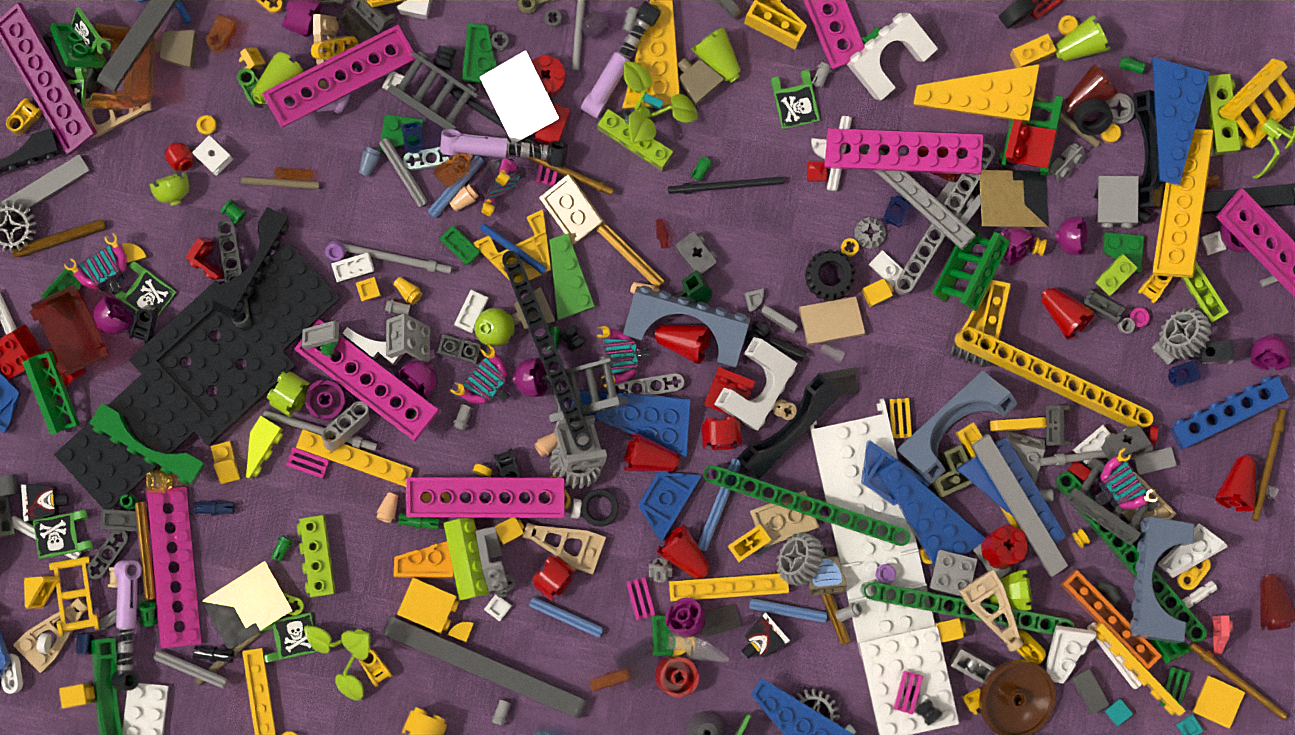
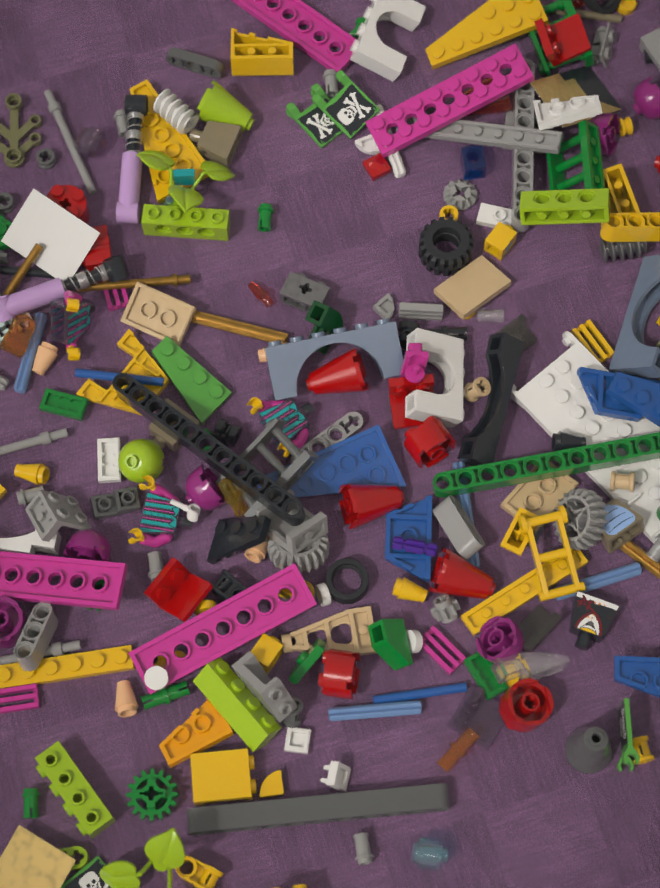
camera: 25 degrees left, 15 degrees down
(367, 599) = (152, 805): none -> green gear
(416, 508) = (156, 678): none -> white tile
(469, 447) = (177, 590): none -> red bracket
(482, 114) = (23, 269): none -> pearl gold bar
(511, 650) = (337, 775): none -> white tile
(512, 390) = (192, 510): none -> white hand
(534, 429) = (237, 534): none -> black wing
(534, 554) = (306, 660): none -> green plate
(548, 396) = (232, 497): none -> clear yellow axle
(605, 574) = (391, 642): none -> green slope
(606, 622) = (420, 693): none -> blue bar
(622, 581) = (415, 640): none -> white tile
(641, 540) = (408, 590): none -> yellow cone
(664, 510) = (414, 546): none -> dark purple axle
(675, 38) = (174, 112): none -> white piece
(688, 188) = (263, 240): black bar -> none
(705, 513) = (458, 527): none -> light grey beam
(742, 368) = (414, 363): none -> dark pink hips
(784, 552) = (526, 527): none -> yellow piece
(822, 108) = (348, 108): none -> flag
(827, 493) = (564, 441): none -> black cone
(850, 547) = (622, 481): none -> tan bush
(941, 311) = (565, 206): none -> lime brick
(985, 216) = (566, 112): none -> white wing

